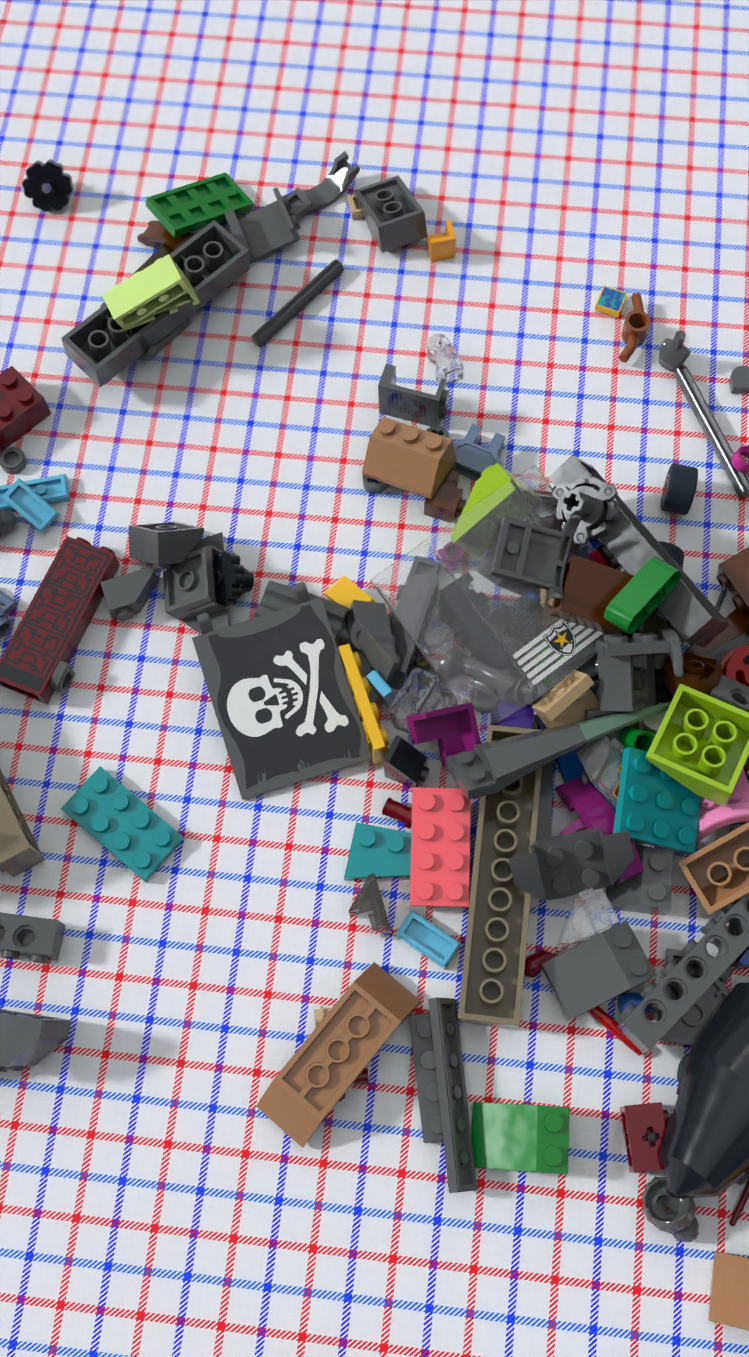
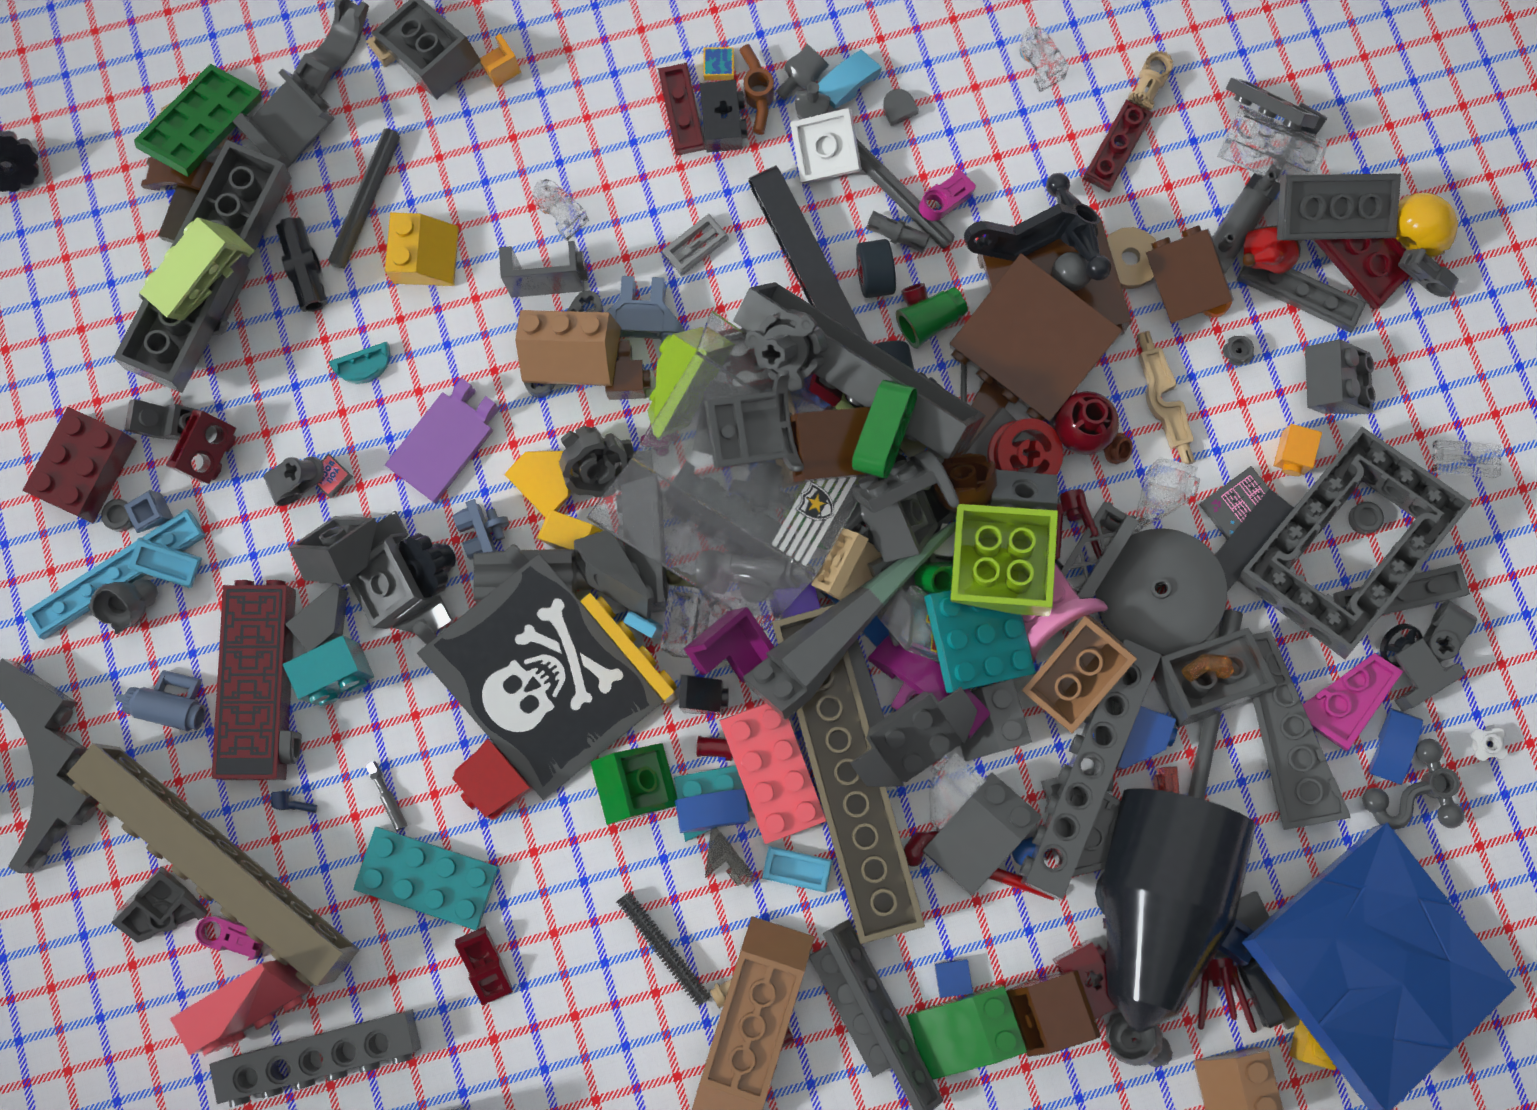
camera: 20 degrees left, 10 degrees up
(35, 464) = (148, 511): none -> sand blue slope
(36, 719) = (281, 801): none -> dark blue hand
(82, 409) = (157, 420): none -> dark grey slope
(94, 426) = (194, 442): none -> dark red brick
(118, 630) = (329, 671): none -> teal brick
(119, 749) = (387, 797): none -> dark grey piece
(137, 912) = (484, 965): none -> dark red slope
(155, 480) = (293, 479): none -> dark grey piece
(183, 490) = (334, 476): none -> tile
(207, 766) = (490, 781): none -> red torso
(230, 332) = (301, 264): none -> black piece
(244, 420) = (362, 365): none -> teal tile
(280, 560) = (473, 518): none -> sand blue hips
(282, 497) = (443, 441): none -> medium lavender tile
(289, 960) = (666, 952): none -> dark grey axle
(321, 813) = (634, 783): none -> green slope
(324, 352) = (421, 250): none -> yellow slope
(348, 551) = (540, 479): none -> yellow slope
(377, 858) = (712, 810): none -> blue slope
(389, 543) = (591, 458): none -> dark grey piece
(526, 1086) = (953, 978): none -> blue tile
(540, 428) = (703, 252): none -> light grey tile
(568, 324) = (681, 109): none -> dark red tile
(598, 338) = (719, 132): none -> black brick
(604, 1149) = (1053, 1013): none -> reddish brown slope
(623, 450) = (801, 247): none -> black beam
(673, 386) = (826, 146): none -> white plate
(675, 322) = (802, 70): none -> dark grey piece
(703, 523) = (914, 293): none -> dark red hinge
(707, 471) = (898, 231): none -> dark grey pin
(708, 344) = (848, 76): none -> medium azure slope
(710, 542) = (930, 316): none -> green plant

